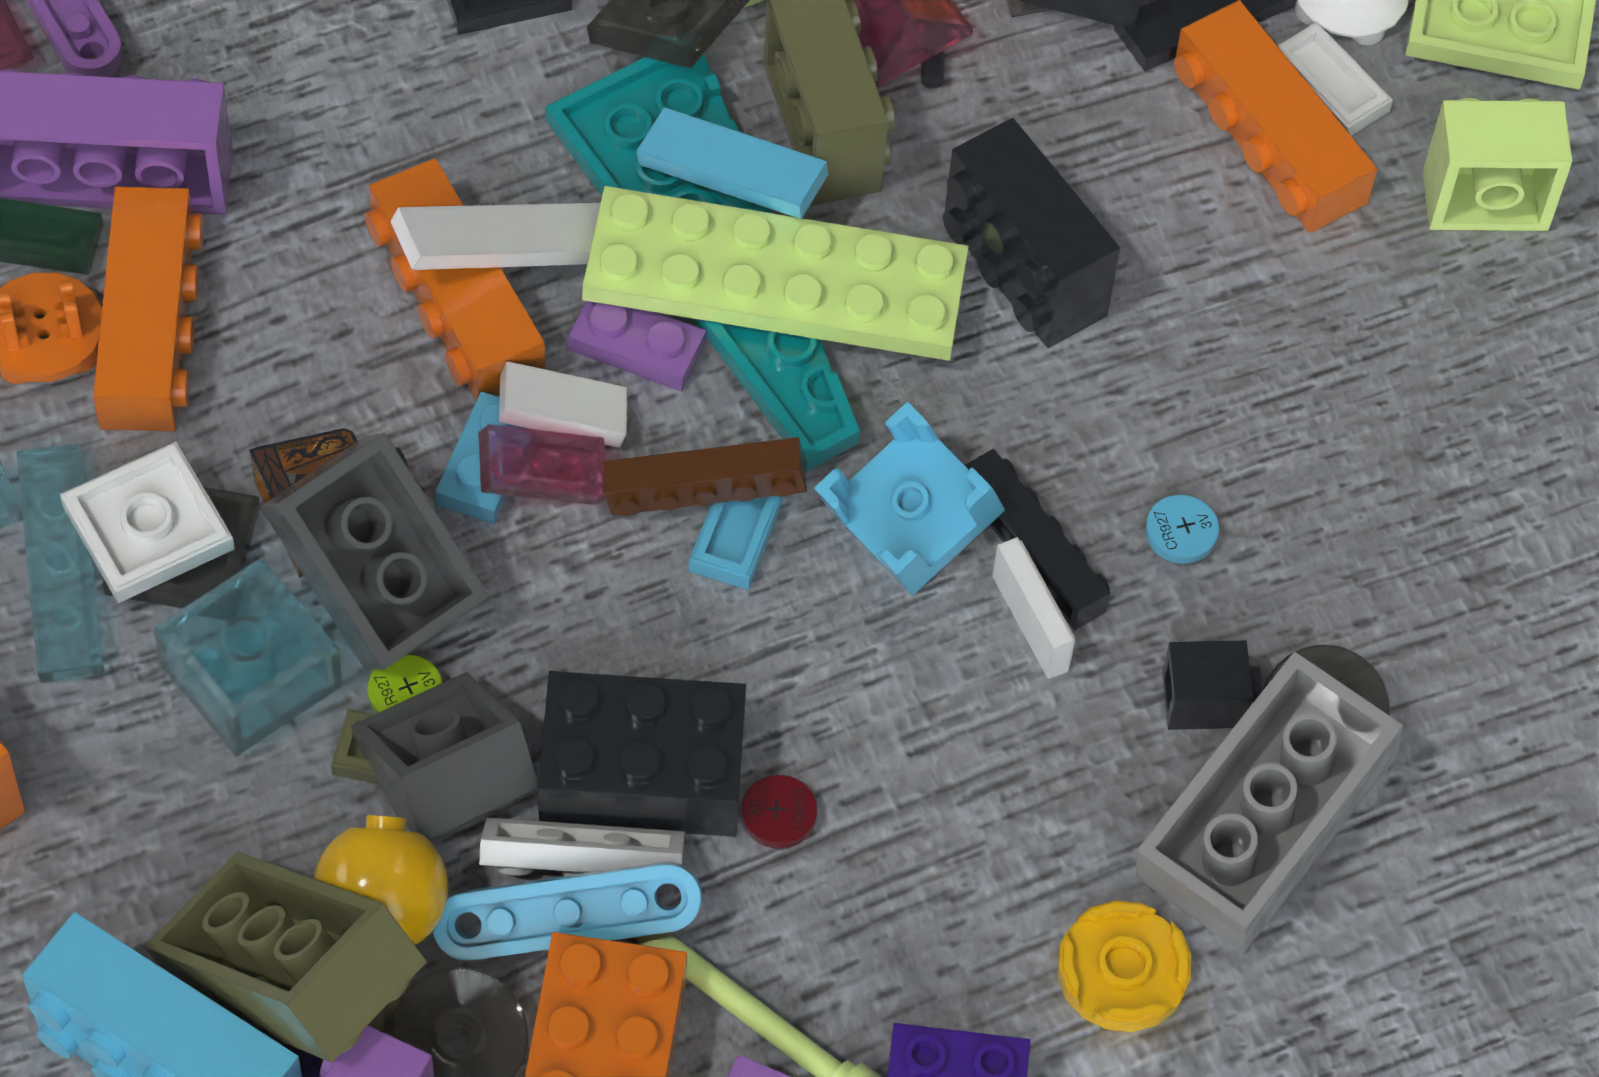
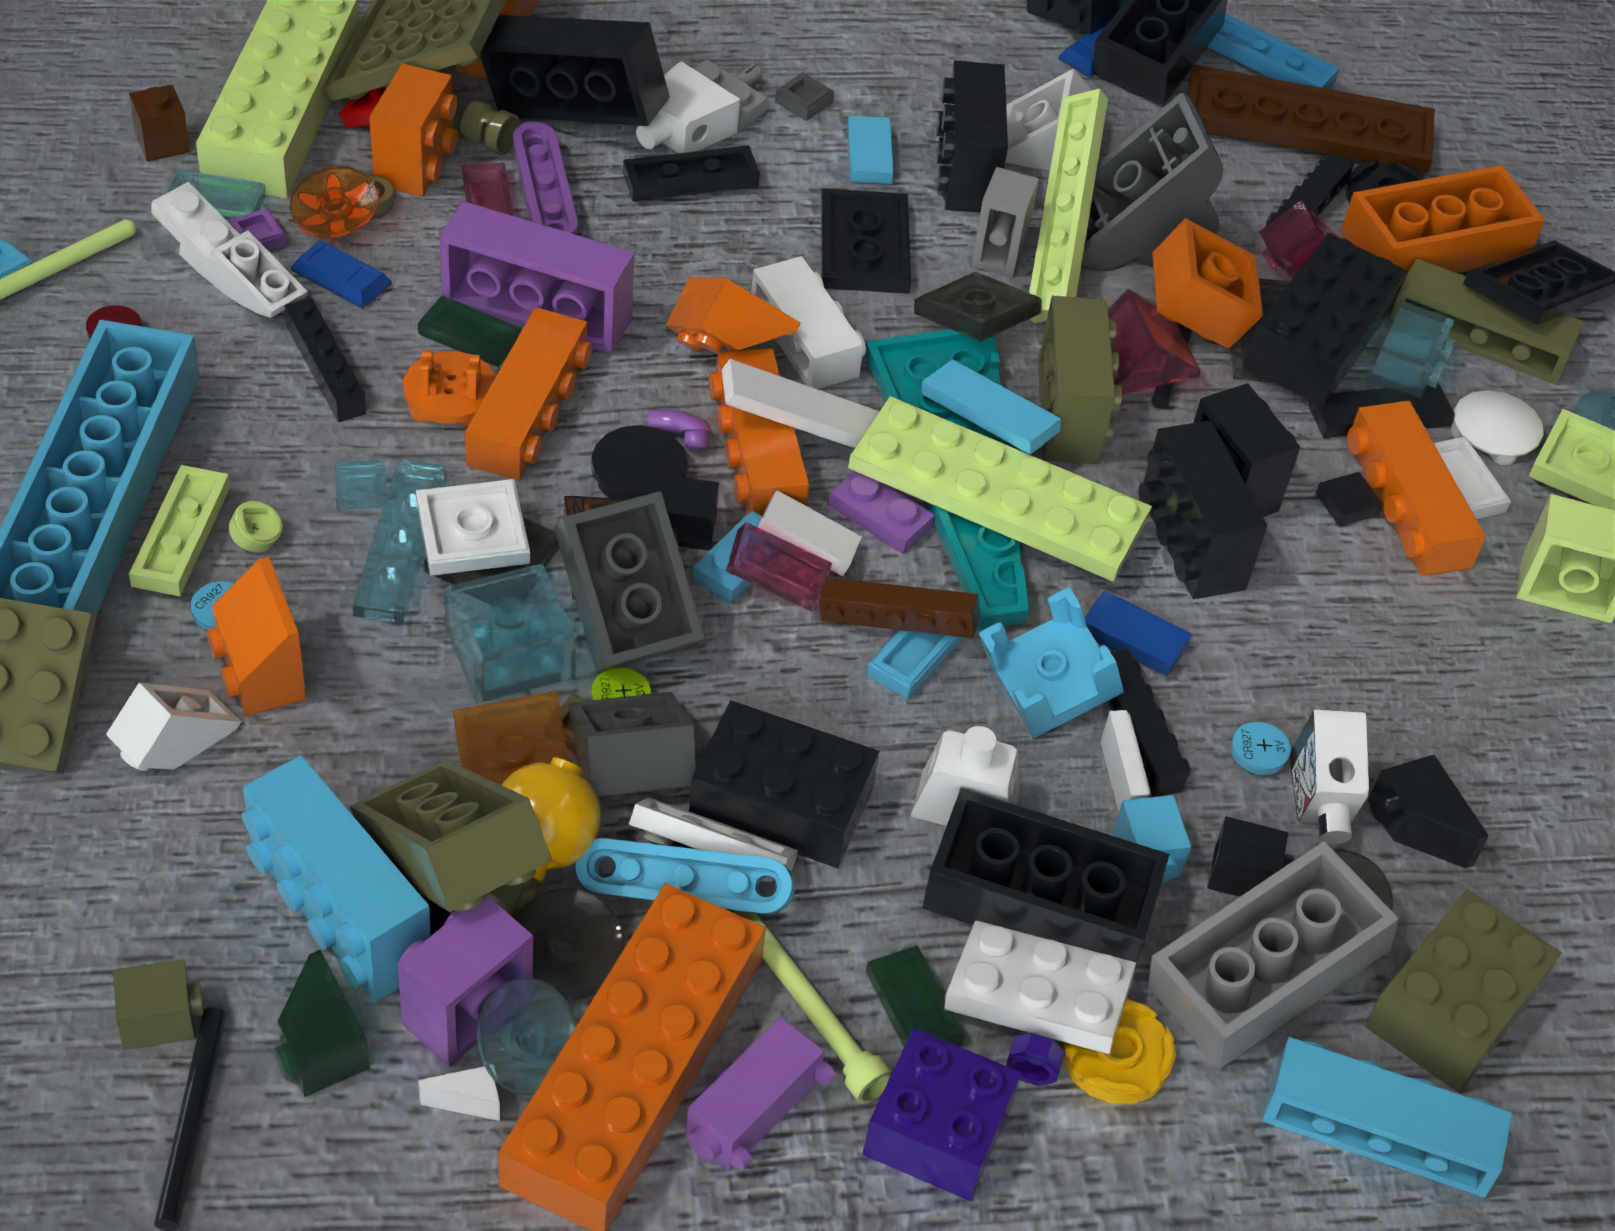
camera: 15 degrees right, 10 degrees down
(300, 798) = (510, 735): none -> clear orange plate
(318, 367) = (634, 458): none -> black tile
(350, 291) = (681, 422): none -> medium lavender arm
(362, 136) = (723, 315): none -> orange slope
(406, 412) = (691, 509): none -> black brick
(461, 100) = (825, 345): none -> white brick
(779, 811) = (877, 858): dark red piece -> none
(859, 689) = (966, 762): none -> white torso
(876, 977) = (912, 996): none -> clear green tile
(986, 788) = (1044, 877): none -> black brick
(994, 418) = (1145, 634): none -> blue tile
(1017, 919) = (1040, 986): none -> white plate
(1036, 1009) = (1036, 1057): none -> dark purple tile
(1067, 123) = (1255, 442): none -> black brick
(1091, 693) = (1157, 825): none -> medium azure brick
(1198, 153) = (1349, 499): none -> black tile
(1275, 547) = (1331, 772): none -> white torso
(1395, 557) = (1427, 812): none -> black slope
(1443, 955) = (1388, 1117): none -> medium azure brick
(1491, 775) = (1462, 990): none -> olive brick

